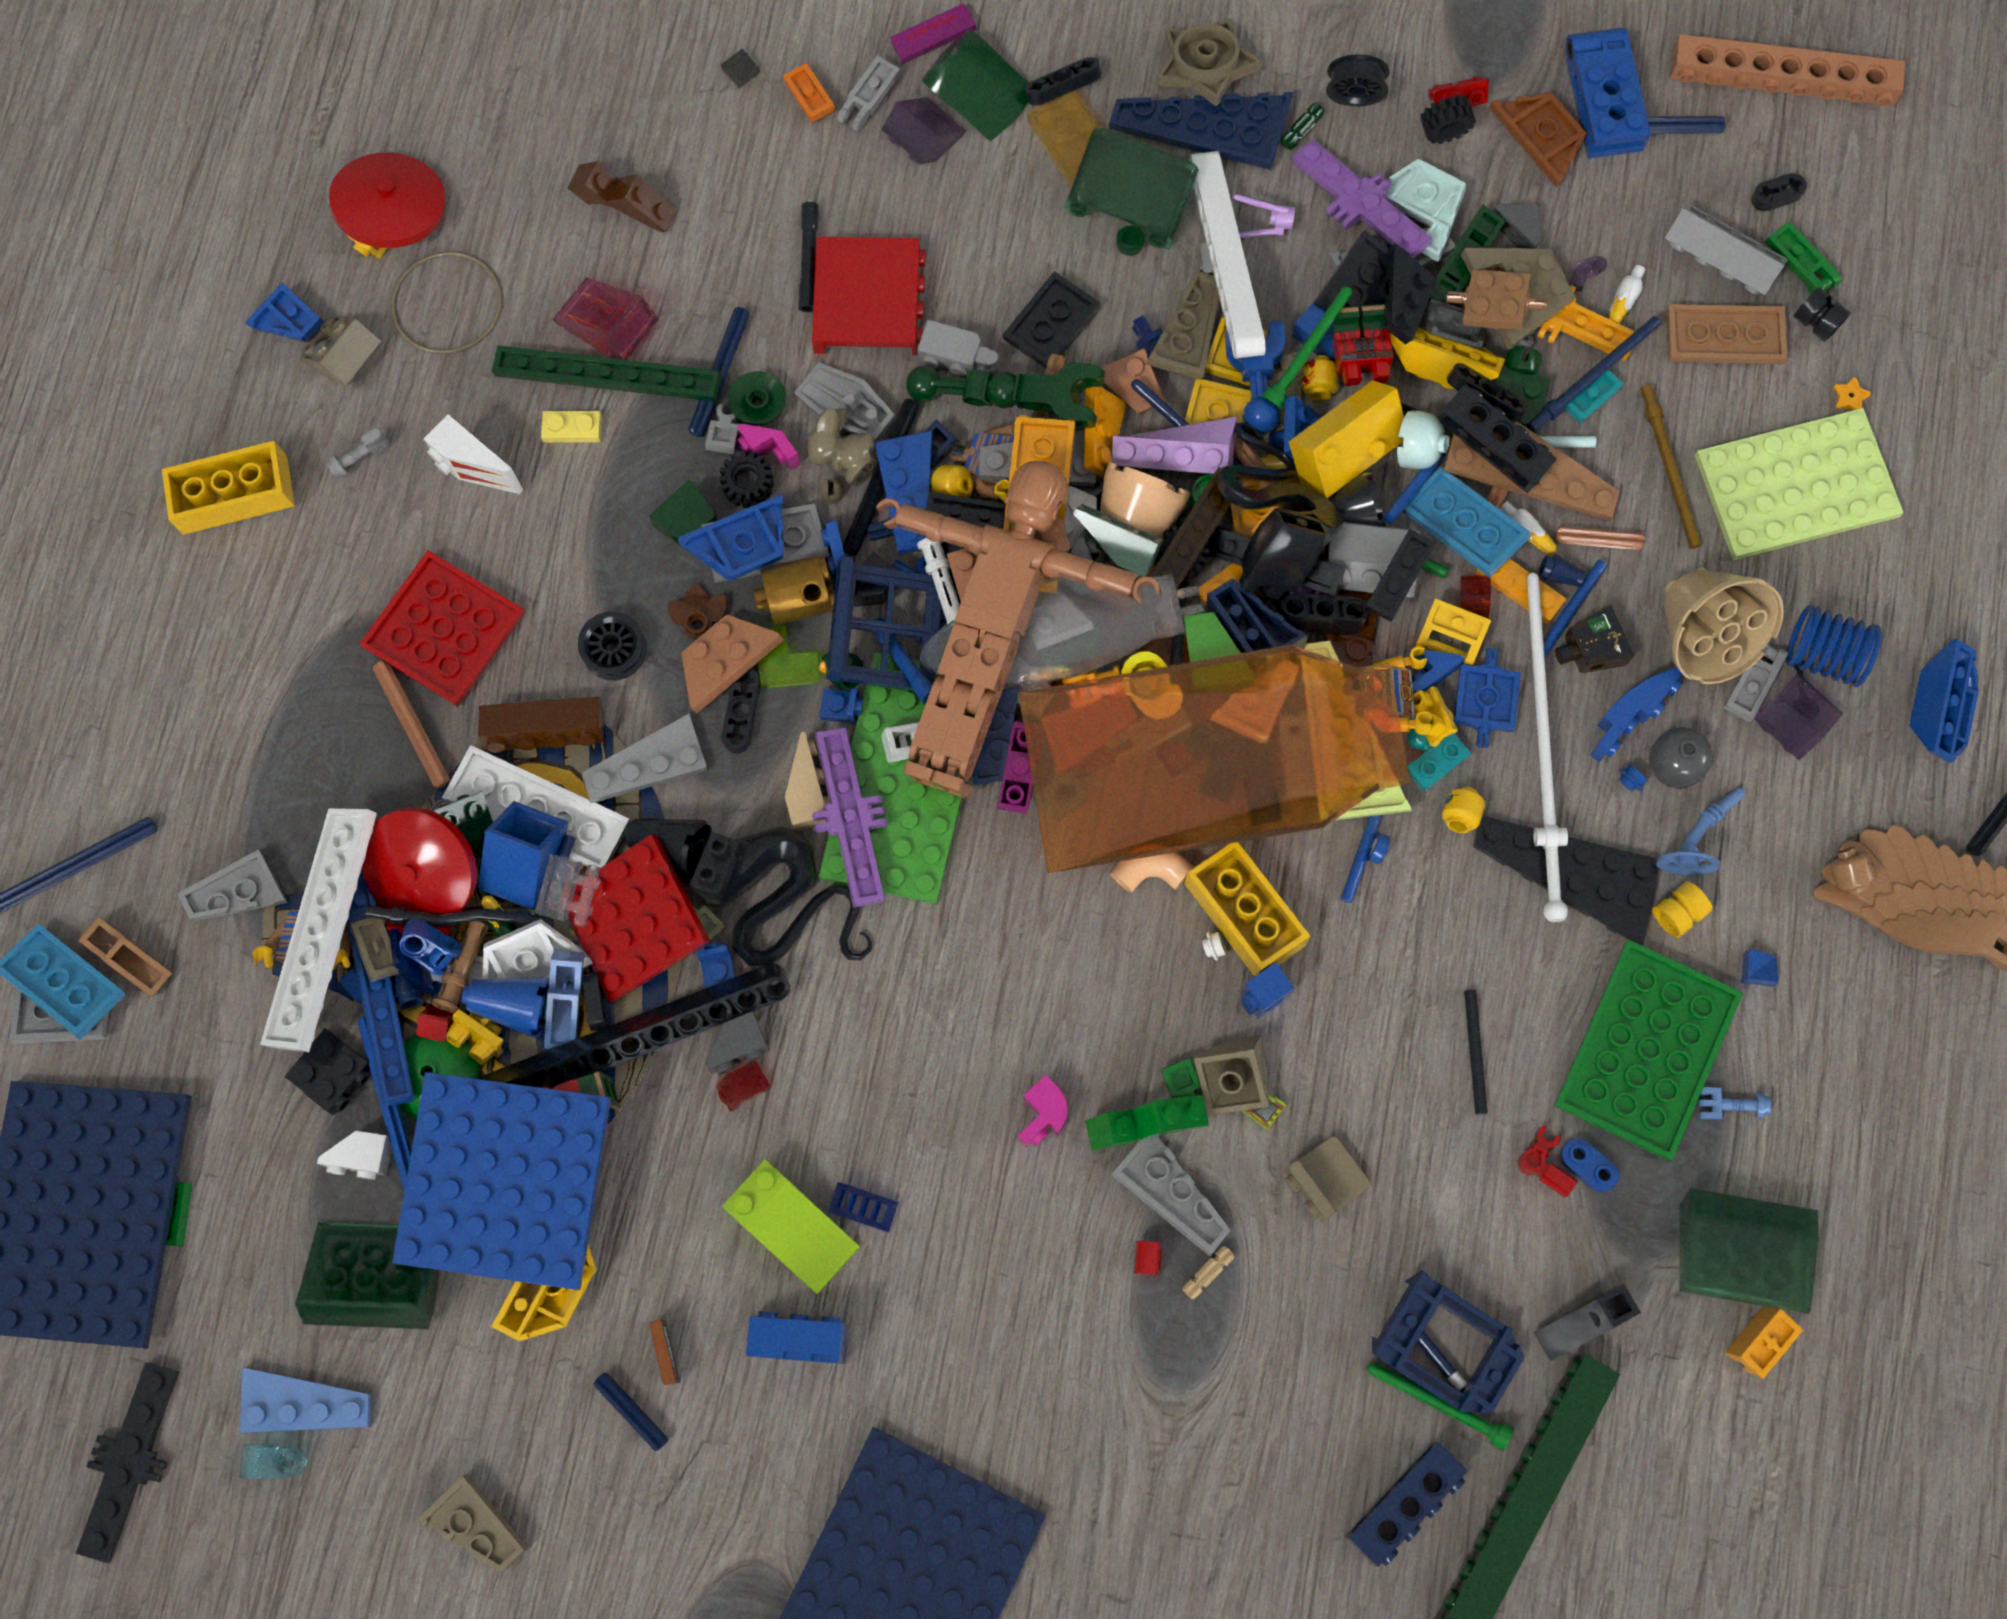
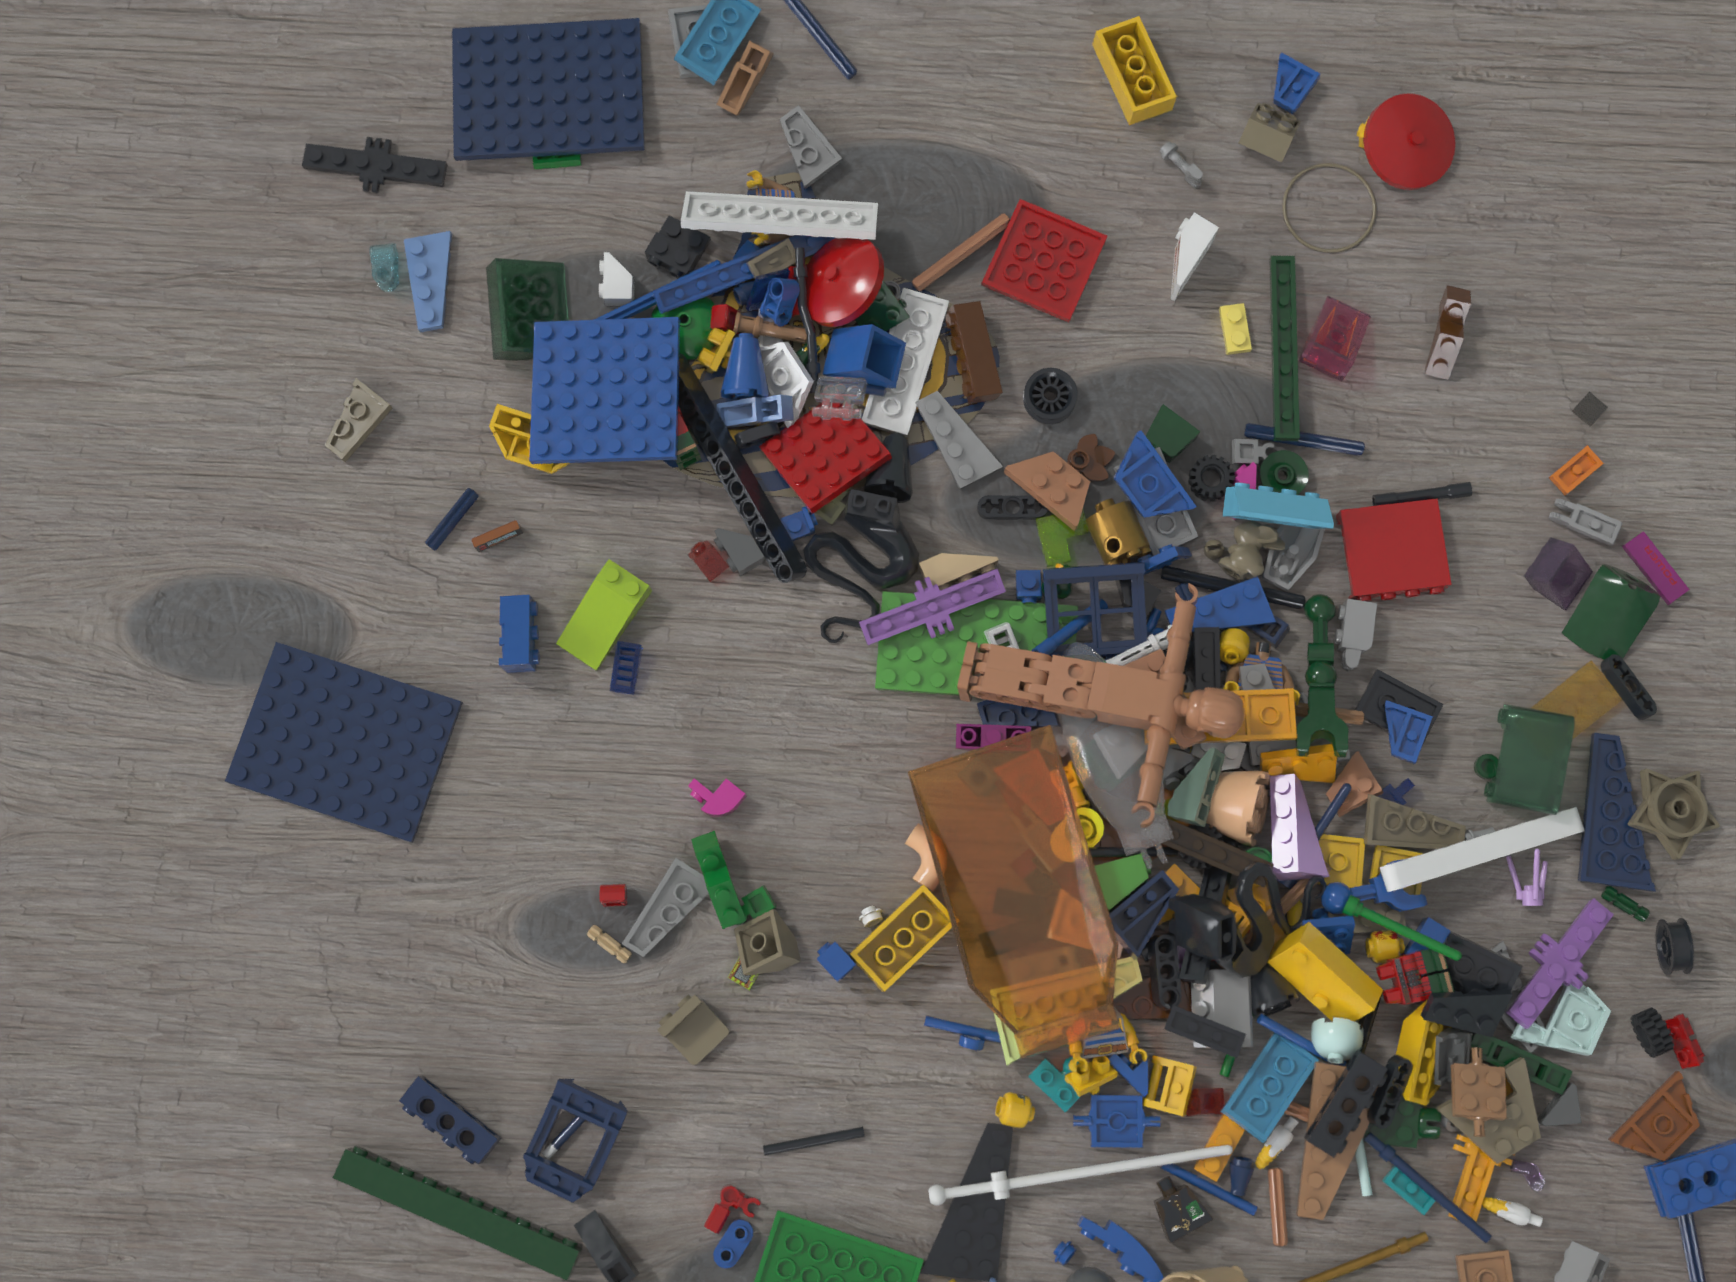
camera: 80 degrees right, 5 degrees up
(797, 405) = (1276, 507): none -> medium azure slope
(1080, 312) = (1406, 731): none -> blue wing
(1496, 1433) = (512, 1185): green piece -> none

